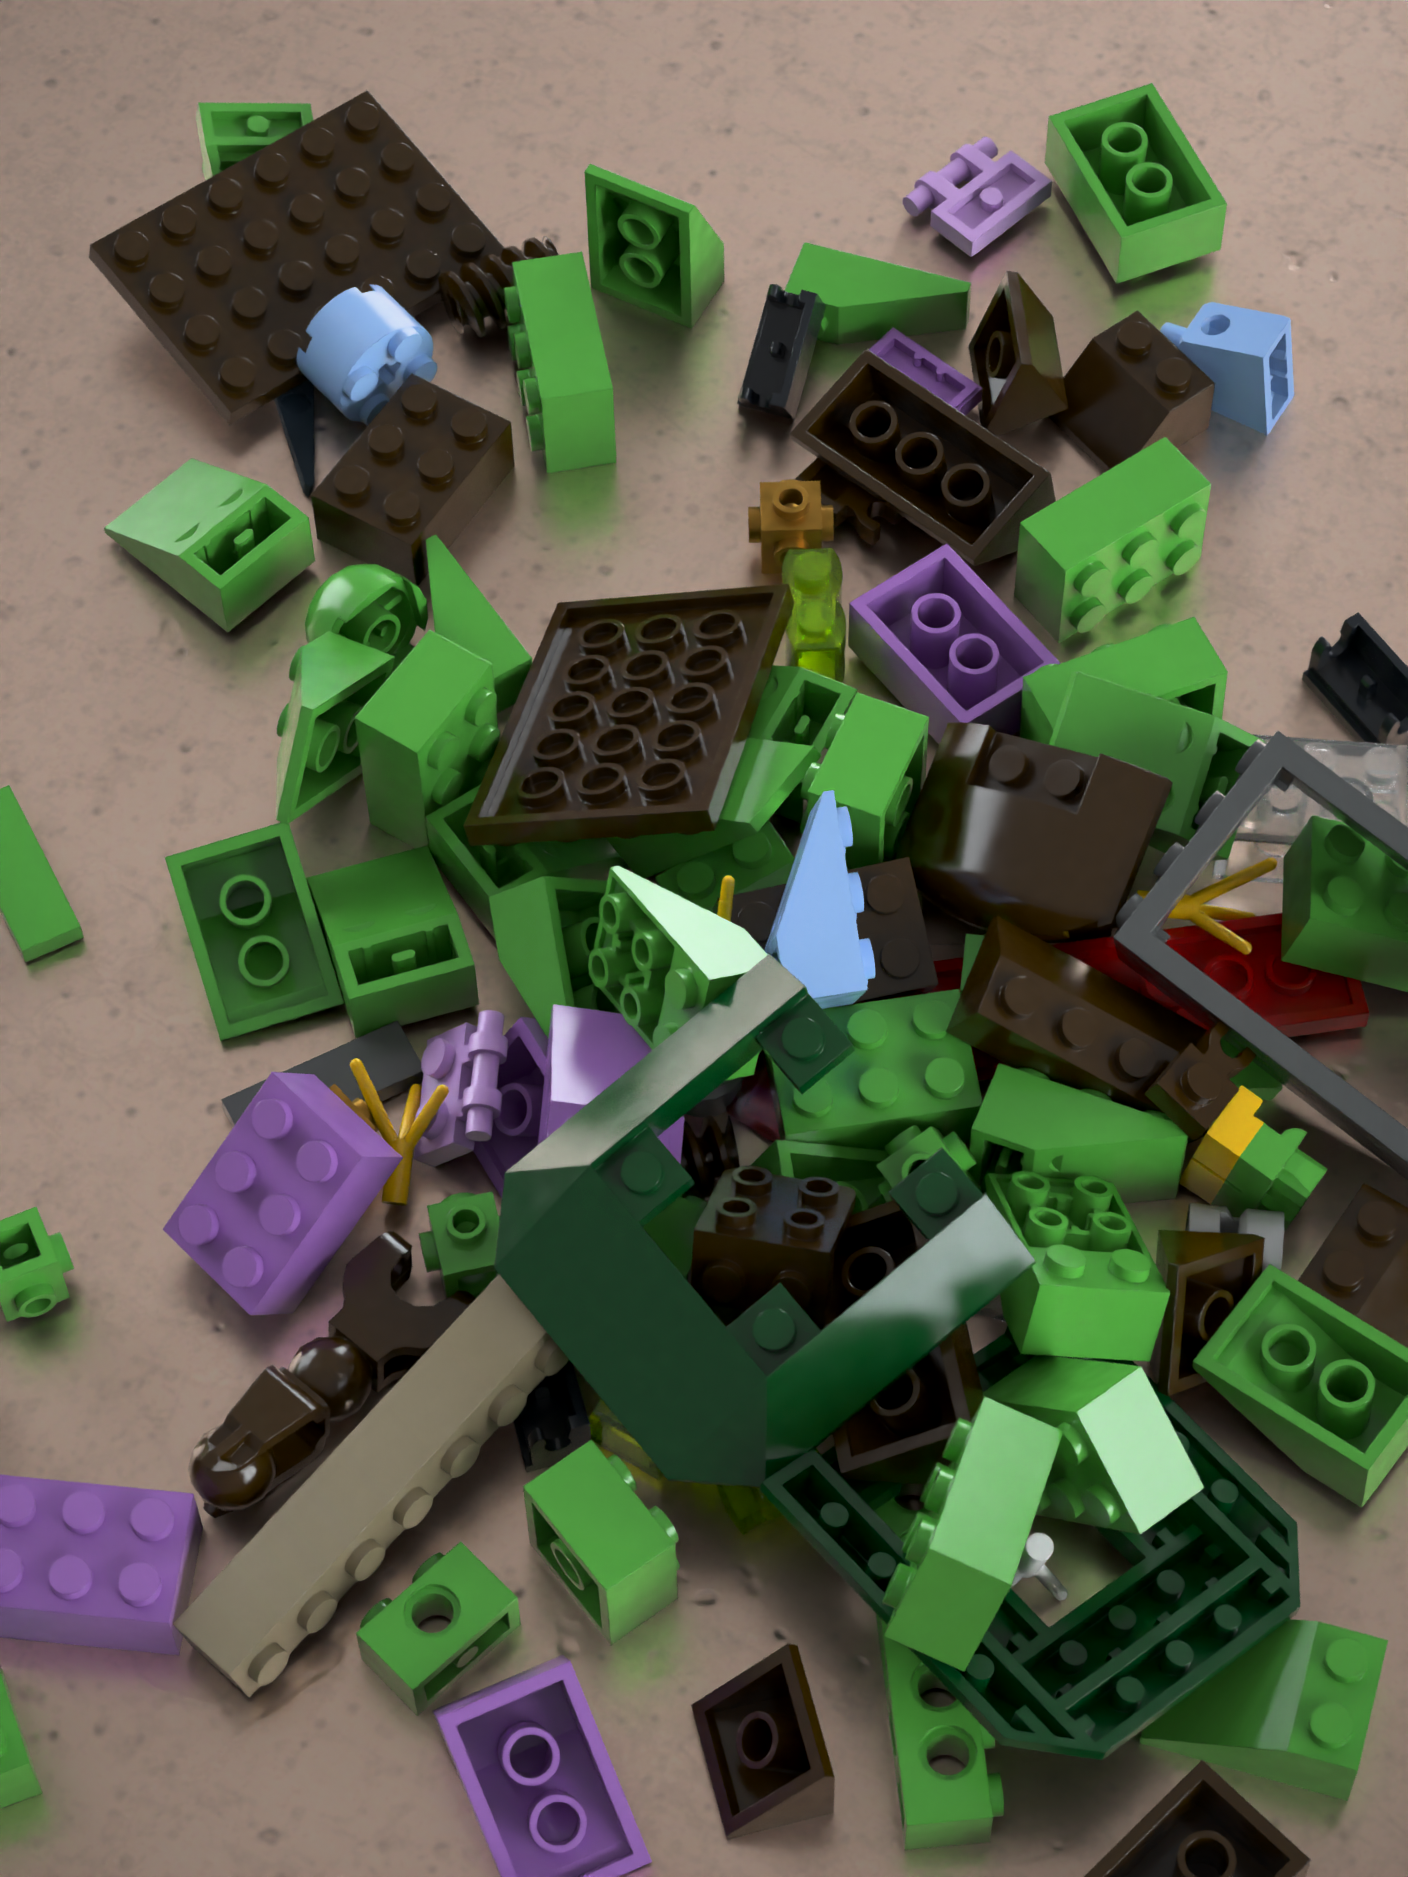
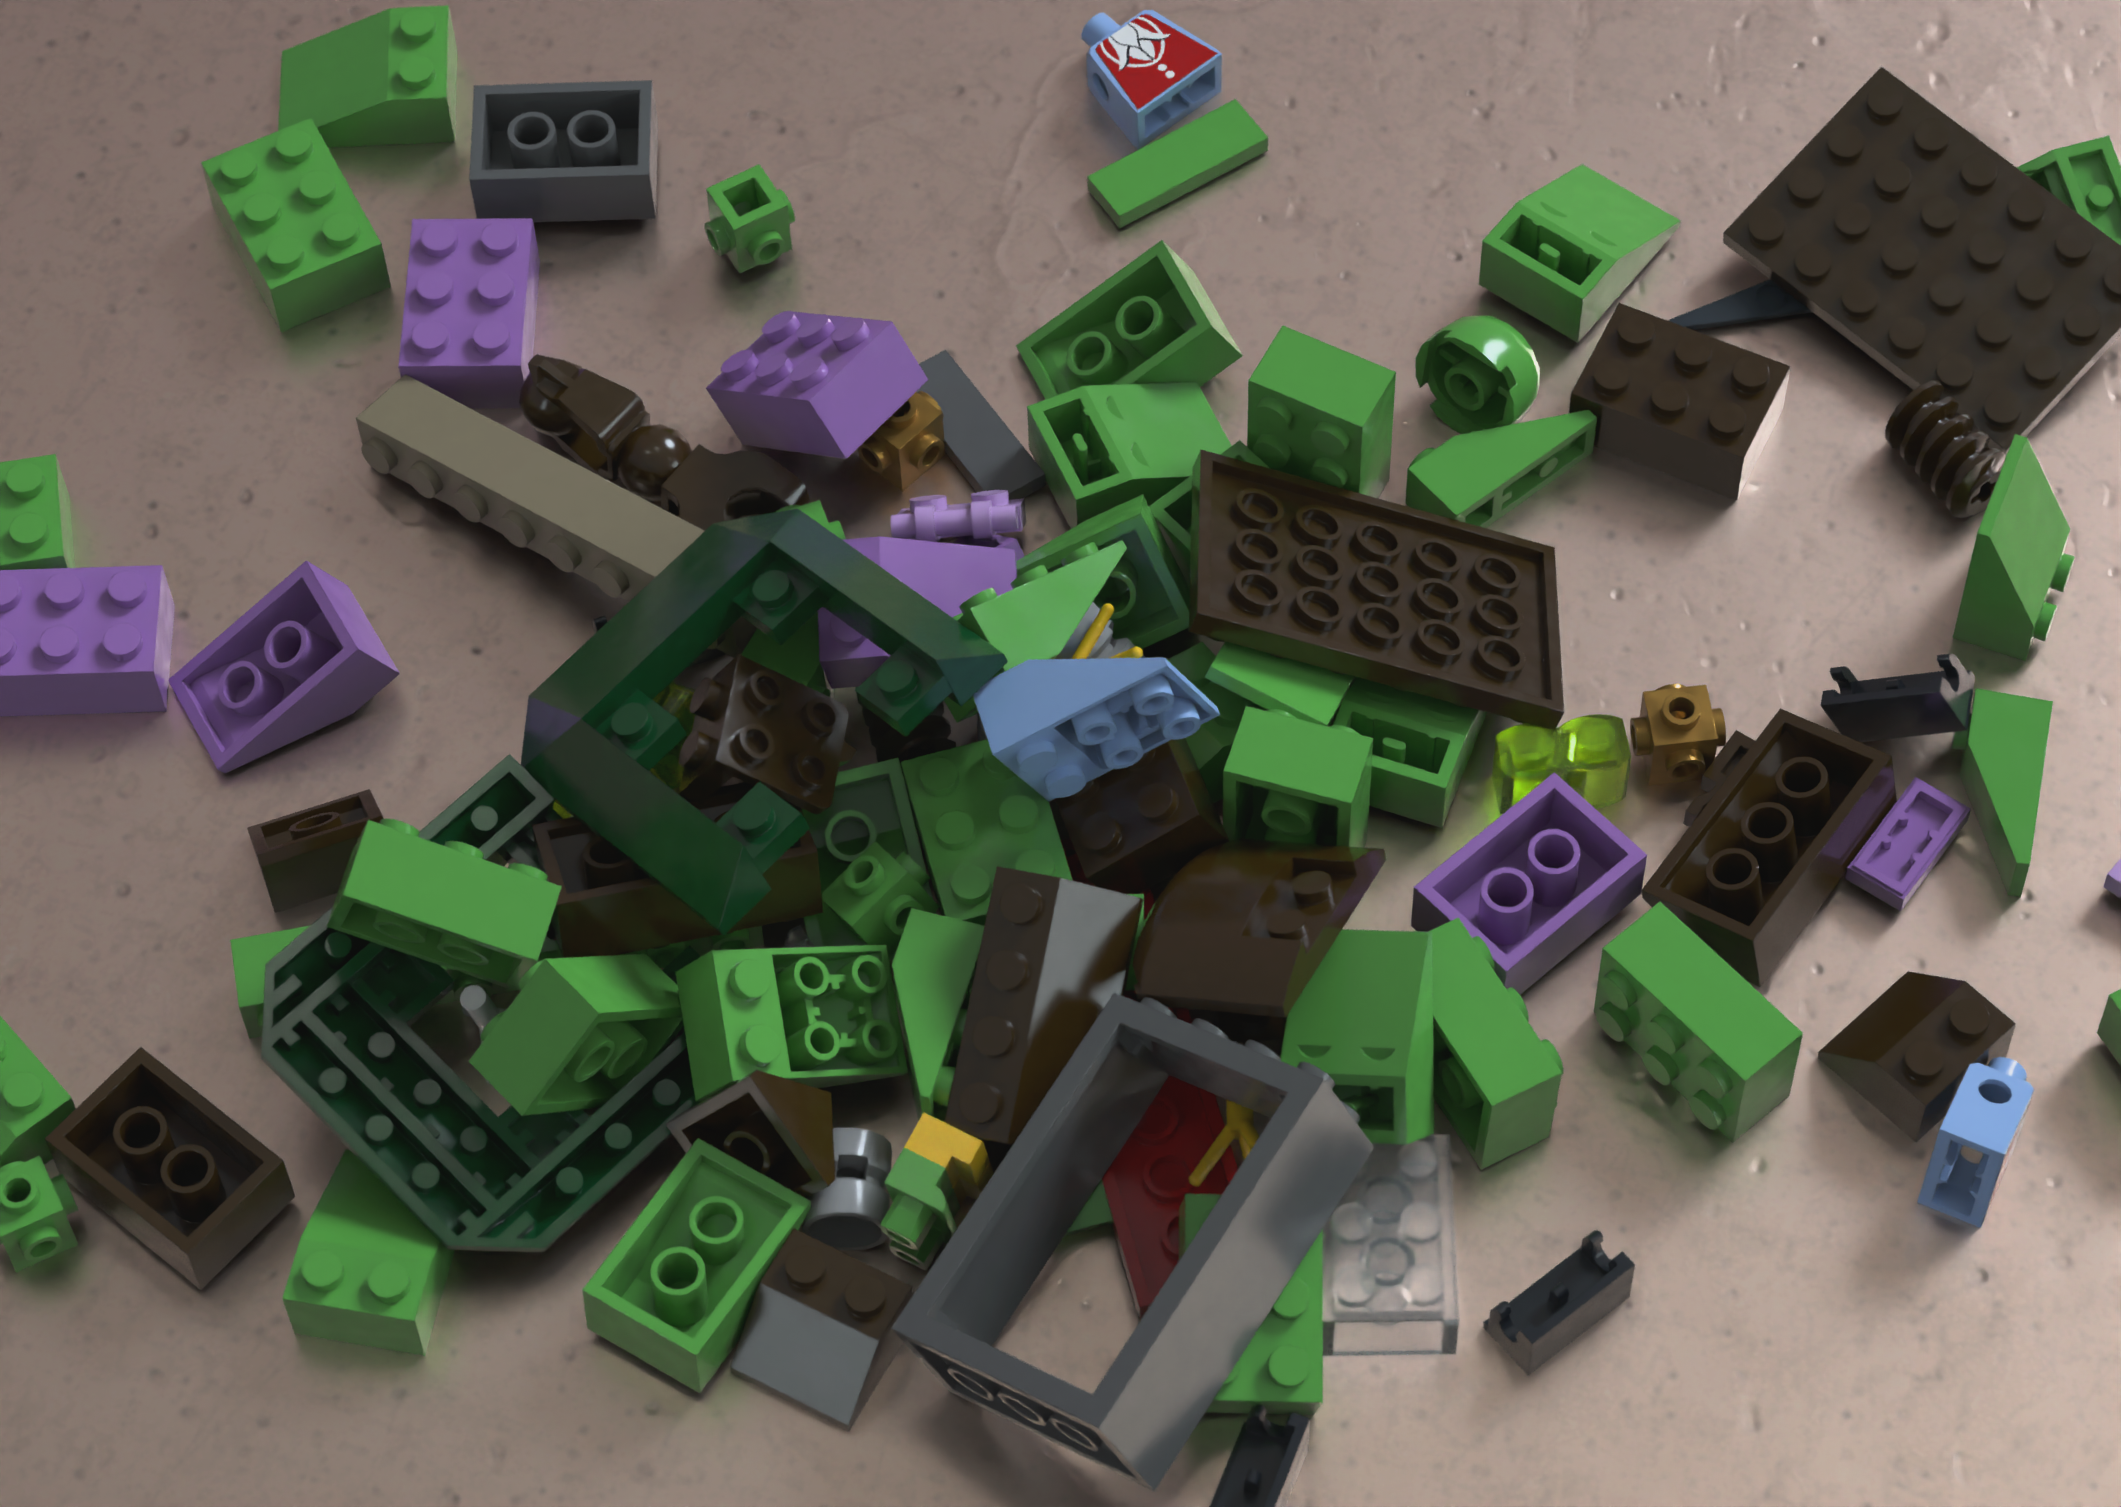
camera: 85 degrees right, 0 degrees up
(318, 724) = (1341, 315): bright green slope -> none
(364, 351) = (1818, 329): light blue brick -> none
(398, 1184) = (899, 487): yellow plant -> none
(426, 1664) = (437, 607): bright green brick -> none
(563, 361) = (1840, 499): bright green brick -> none
(603, 1540) = (482, 673): bright green brick -> none
(1016, 359) = (1943, 925): dark brown slope -> none
(1198, 1082) = (969, 1094): dark brown plate -> none

